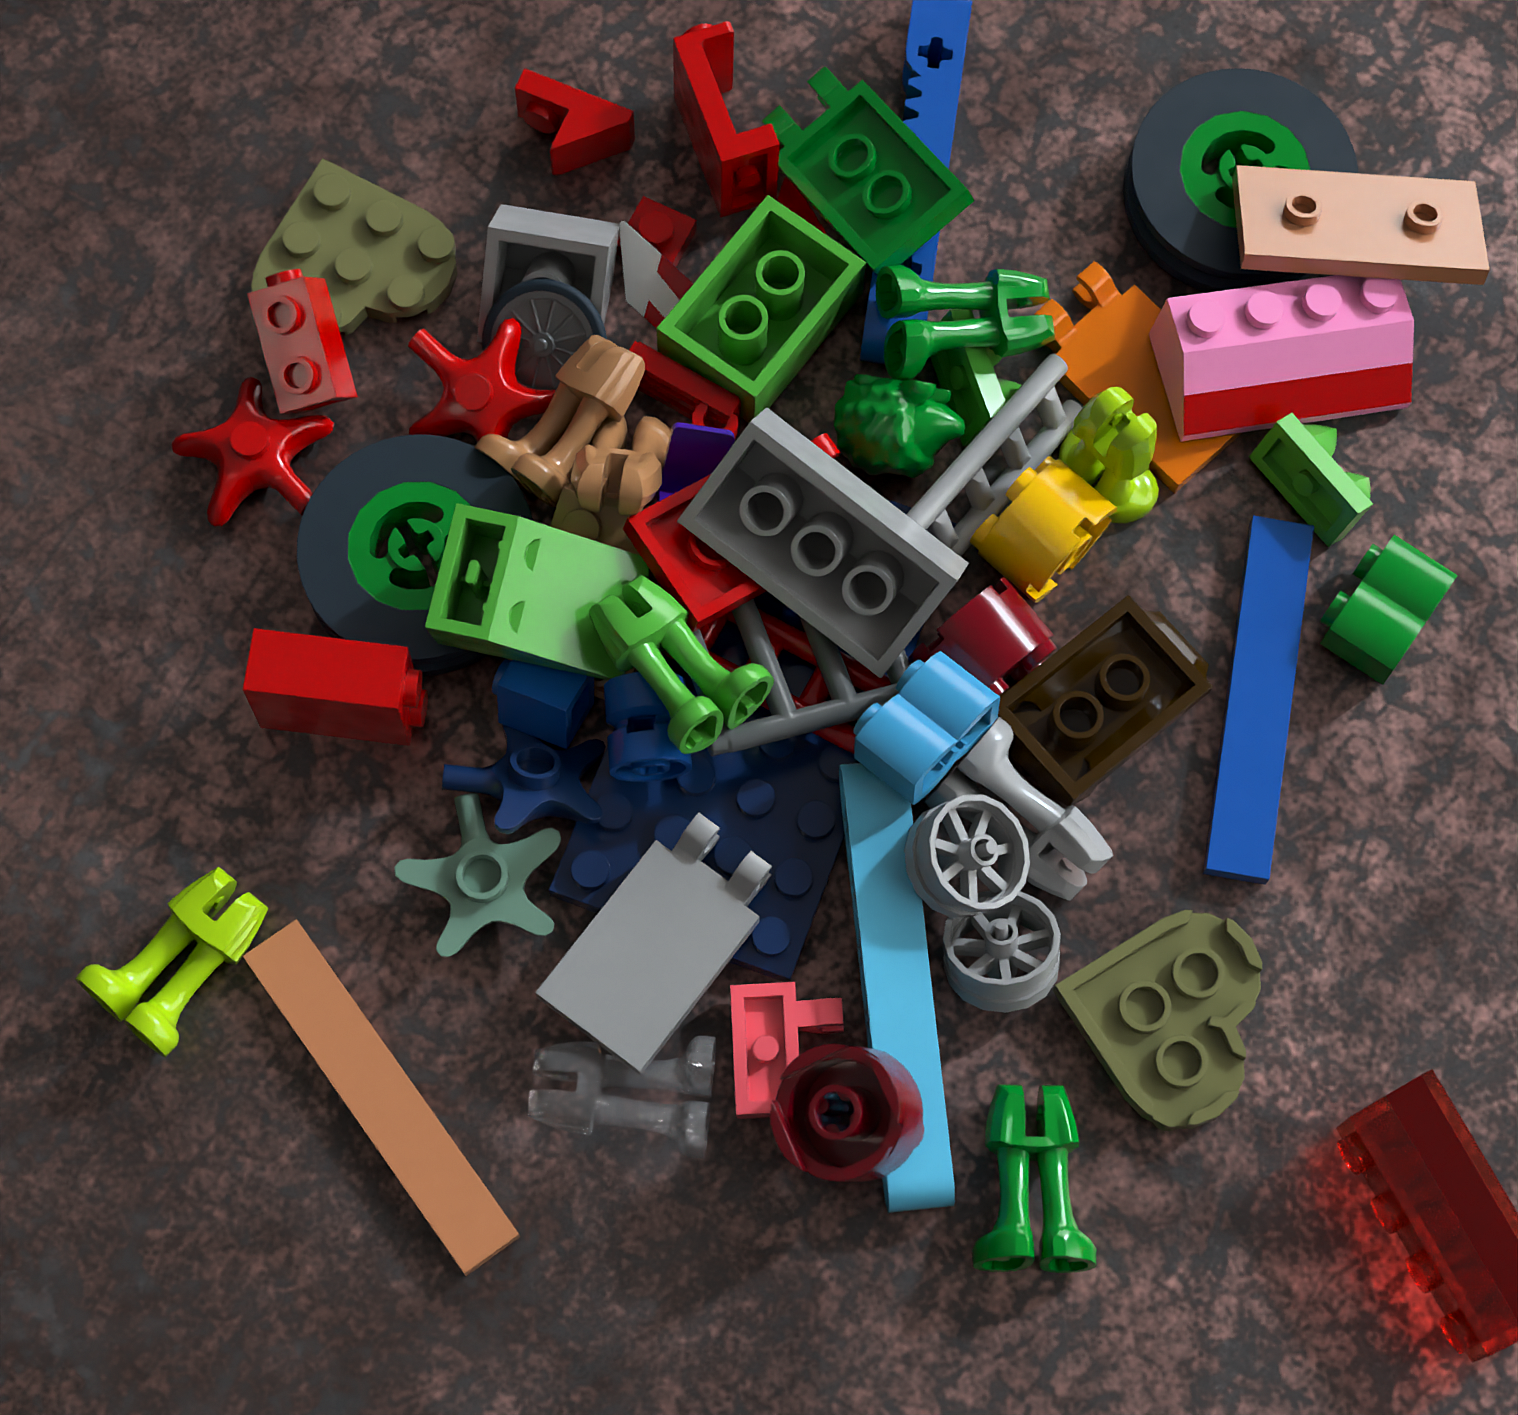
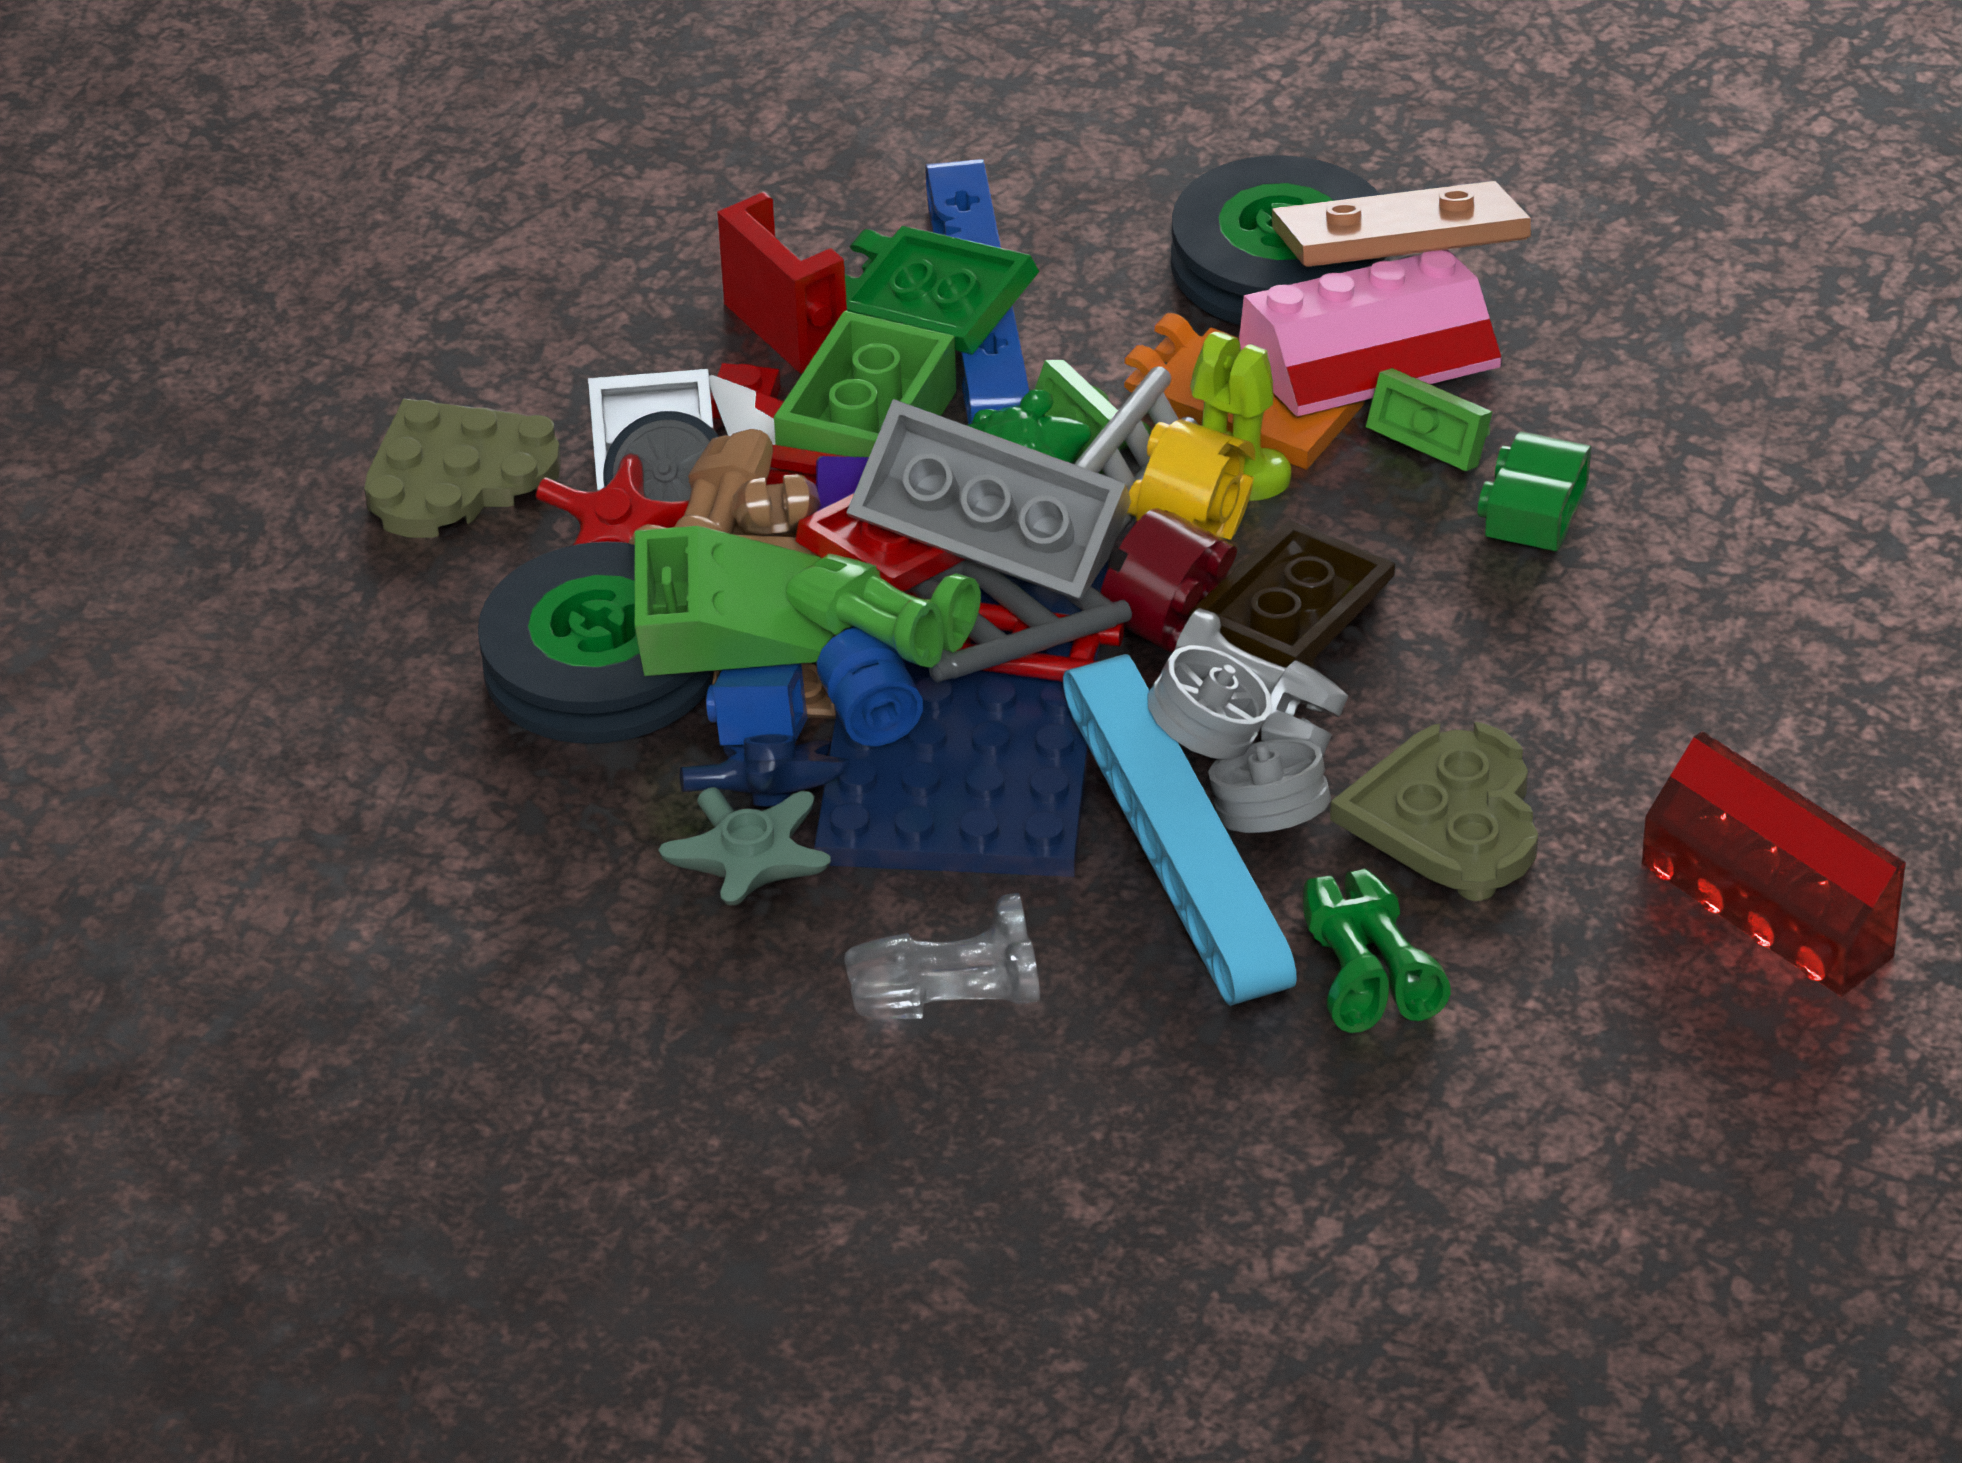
camera: 10 degrees left, 30 degrees down
(190, 920) = (477, 937): lime piece -> none
(253, 453) = (409, 608): red animal -> none
(301, 342) = (435, 509): red brick -> none
(334, 687) = (556, 729): red brick -> none
(381, 1097) = (705, 1033): nougat tile -> none
(585, 123) = (643, 322): red slope -> none
(656, 946) = (936, 845): light grey tile -> none
(767, 1038) = (1073, 915): coral plate -> none
(815, 1095) = (1167, 891): dark red brick -> none
(910, 342) = (1092, 348): green piece -> none
(924, 726) = (1134, 609): dark azure brick -> none
(1258, 701) = (1444, 585): blue tile -> none

